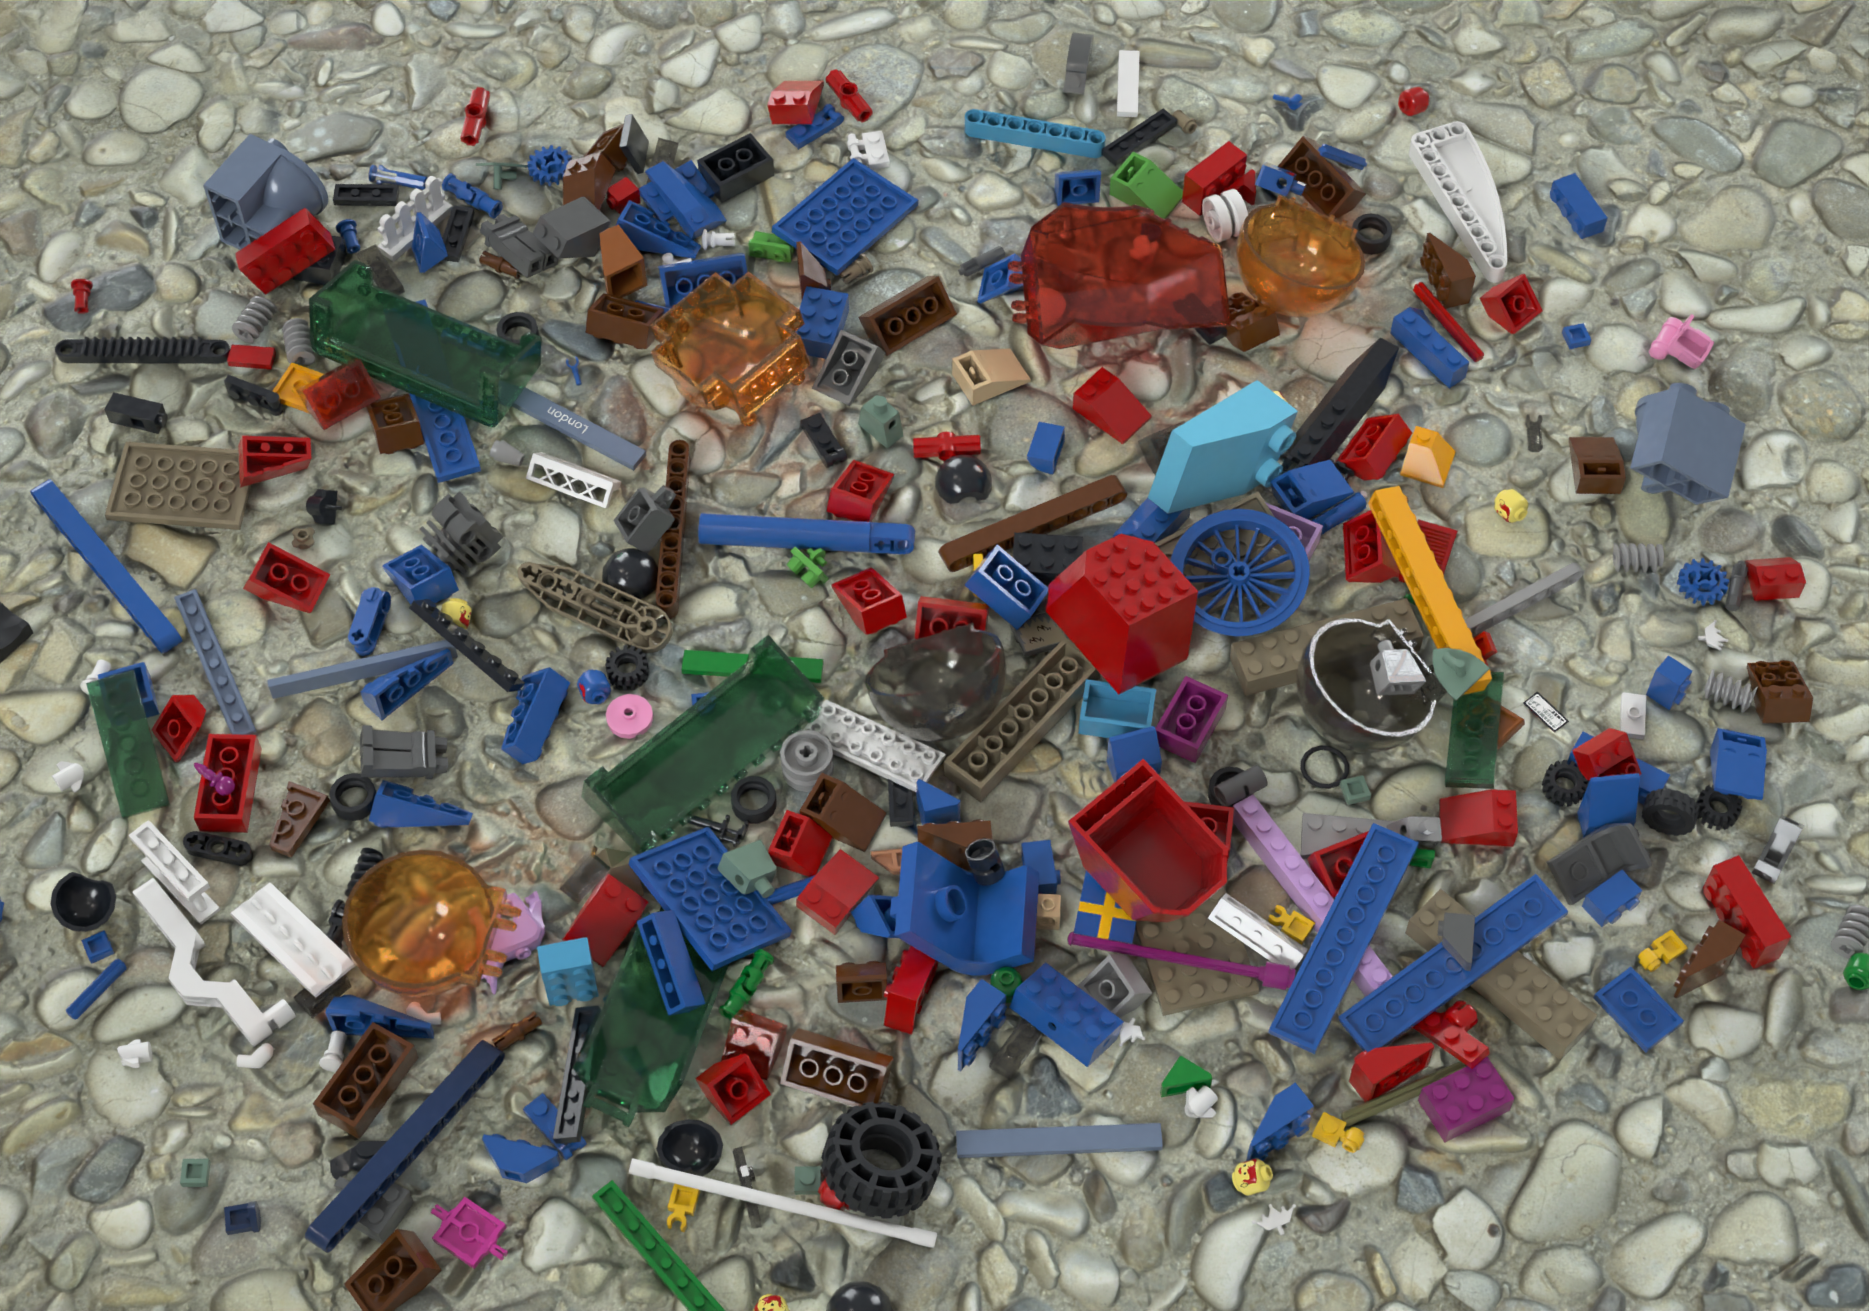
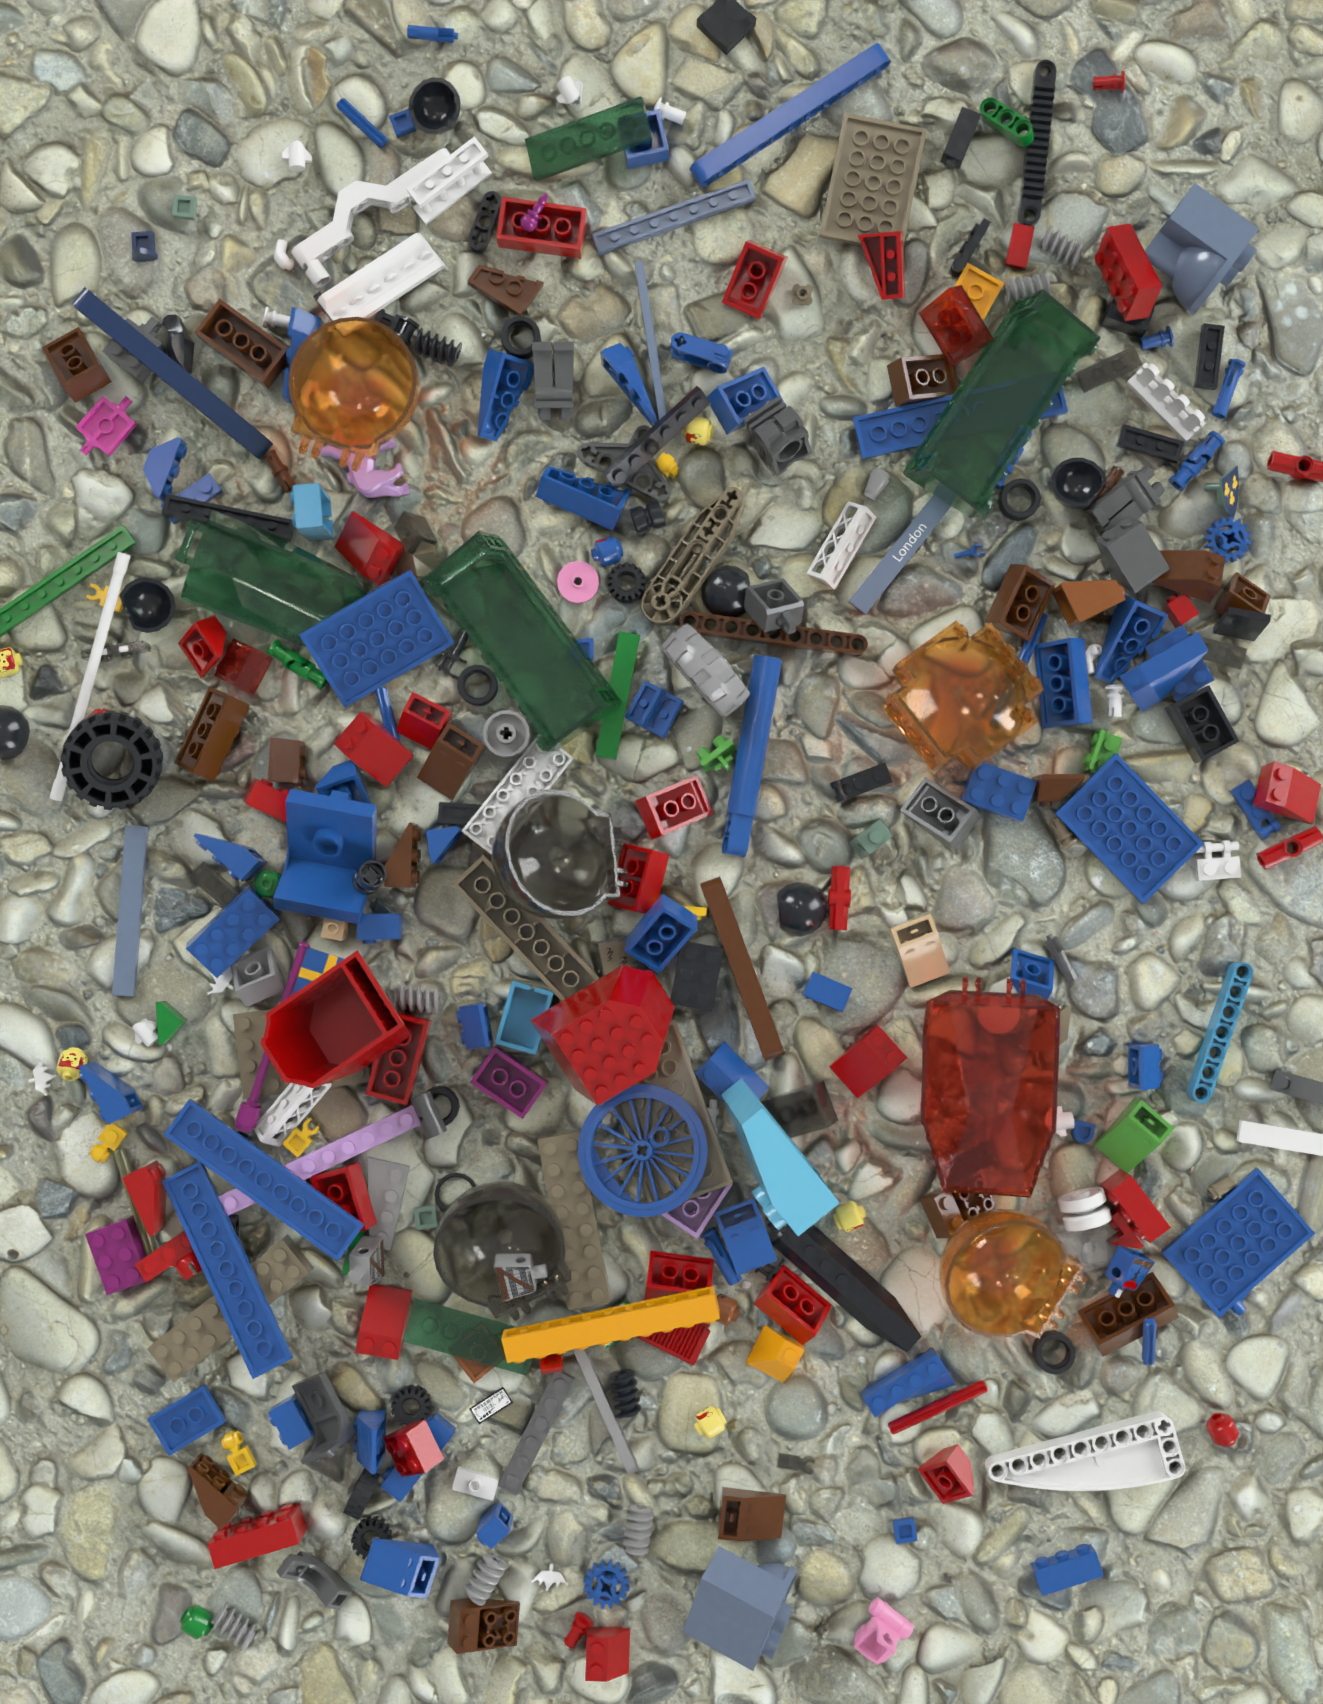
camera: 90 degrees right, 30 degrees up
(122, 361) = (1003, 113): none -> green beam
(179, 724) = (610, 187): red slope -> none
(323, 506) = (831, 312): black piece -> none
(427, 243) = (1134, 415): blue slope -> none
(488, 689) = (615, 450): none -> dark grey beam
(496, 636) = (667, 465): none -> yellow plate
(500, 282) = (1077, 482): none -> black cylinder
(553, 651) = (649, 517): none -> black wheel
(671, 962) = (310, 599): blue brick -> none
(720, 564) = (705, 670): none -> light grey wheel
(749, 869) = (400, 676): sand green torso -> none
(761, 622) = (654, 709): none -> blue slope
(807, 1180) = (120, 701): sand green plate -> none
(859, 492) = (795, 811): red slope -> none
(888, 859) = (406, 805): nougat tile -> none
(908, 314) = (1000, 878): reddish brown slope -> none
(1139, 137) = (1205, 1138): black plate -> none
(1234, 105) = (1237, 1242): none -> blue plate
(1447, 272) = (989, 1419): reddish brown slope -> none
(1457, 670) = (515, 1332): sand green shield -> none
(1458, 937) = (240, 1278): dark grey slope -> none
(1499, 580) = (626, 1392): none -> black piece
(1562, 665) = (536, 1432): none -> flat silver plate
(1737, 582) = (605, 1616): dark grey piece -> none
(1757, 603) = (579, 1627): none -> red pin

